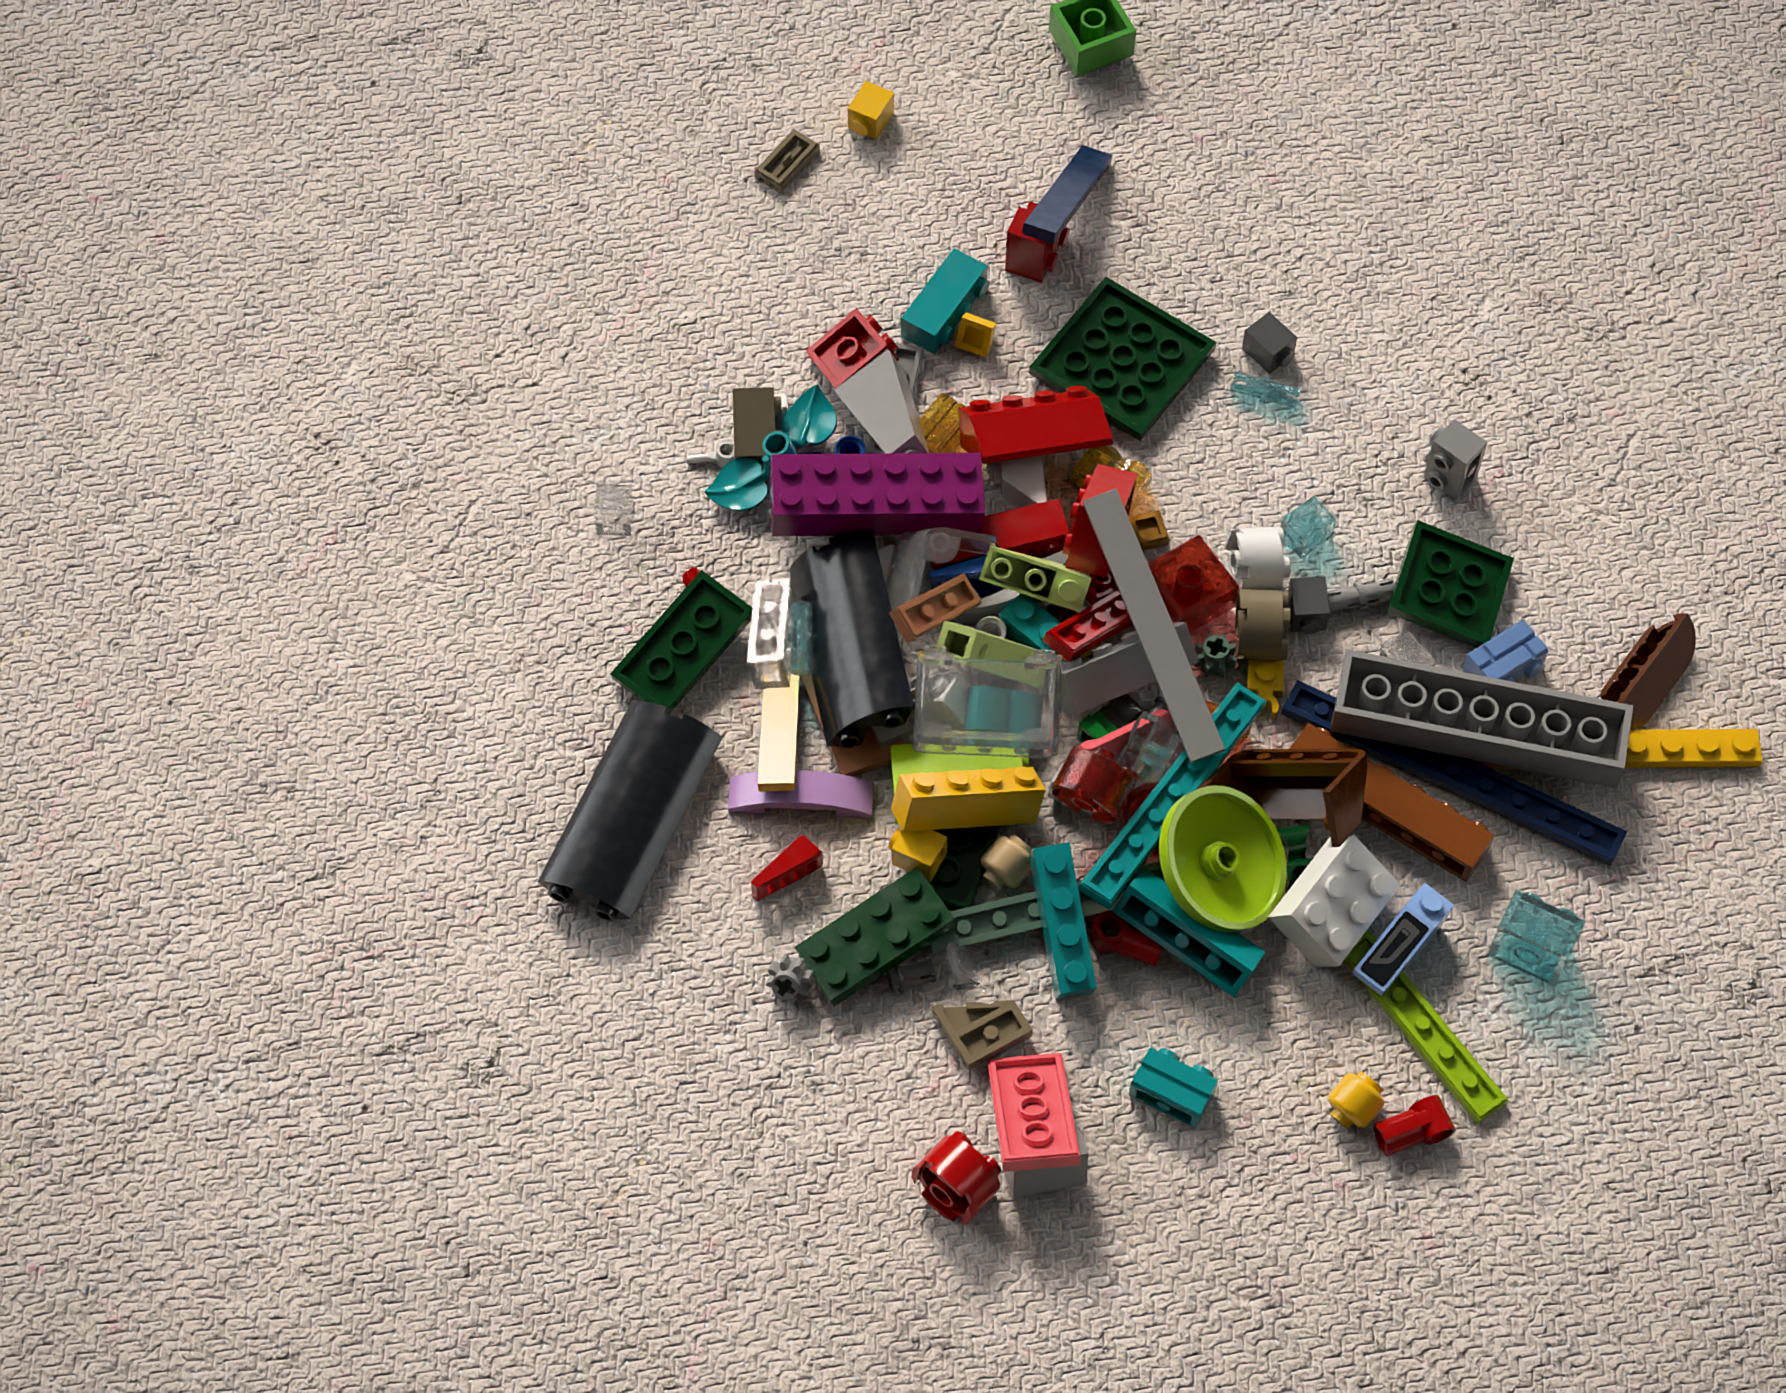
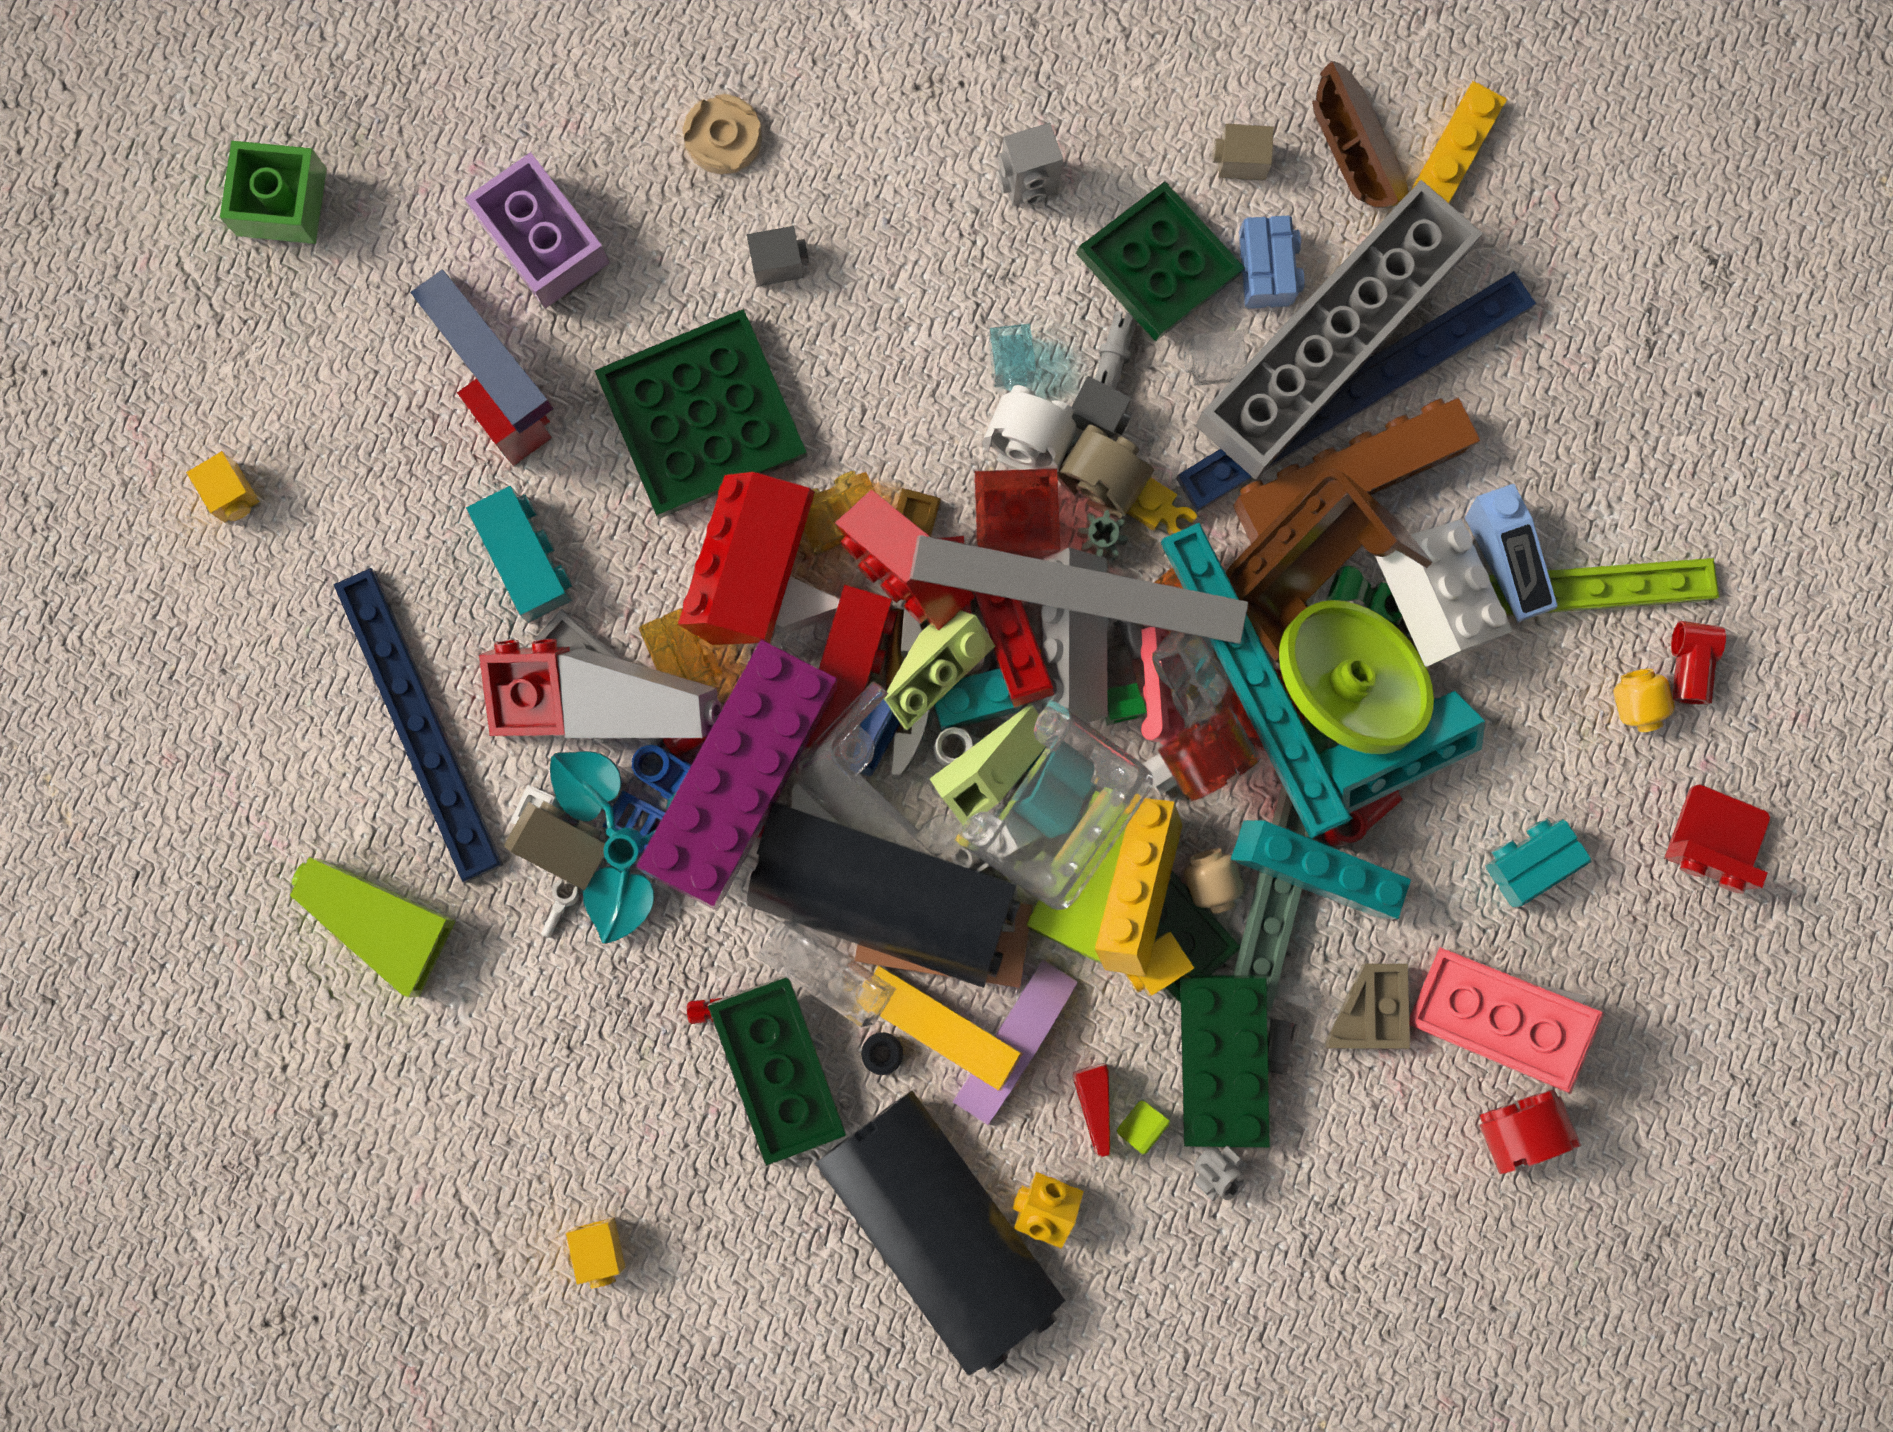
camera: 65 degrees left, 20 degrees up
(485, 600) = (596, 1252): none -> yellow brick
(613, 509) = (567, 1053): clear brick -> none
(630, 353) = (380, 926): none -> lime slope
(690, 872) = (1047, 1209): none -> yellow brick
(737, 702) = (878, 1067): none -> black plate
(781, 176) = (241, 644): dark tan tile -> none
(783, 308) = (418, 725): none -> dark blue tile
(790, 915) = (1143, 1127): none -> lime slope
(801, 638) = (851, 946): clear light blue pin -> none
(934, 607) = (914, 795): nougat tile -> none
(975, 334) = (581, 546): yellow tile -> none
(1178, 190) = (537, 230): none -> lavender brick
(1265, 389) = (825, 294): clear light blue pin -> none
(1283, 1216) = (1719, 839): none -> red bracket
(1335, 269) = (722, 134): none -> tan tile
(1536, 937) = (1584, 426): clear light blue brick -> none
(1577, 600) = (1244, 152): none -> dark tan brick

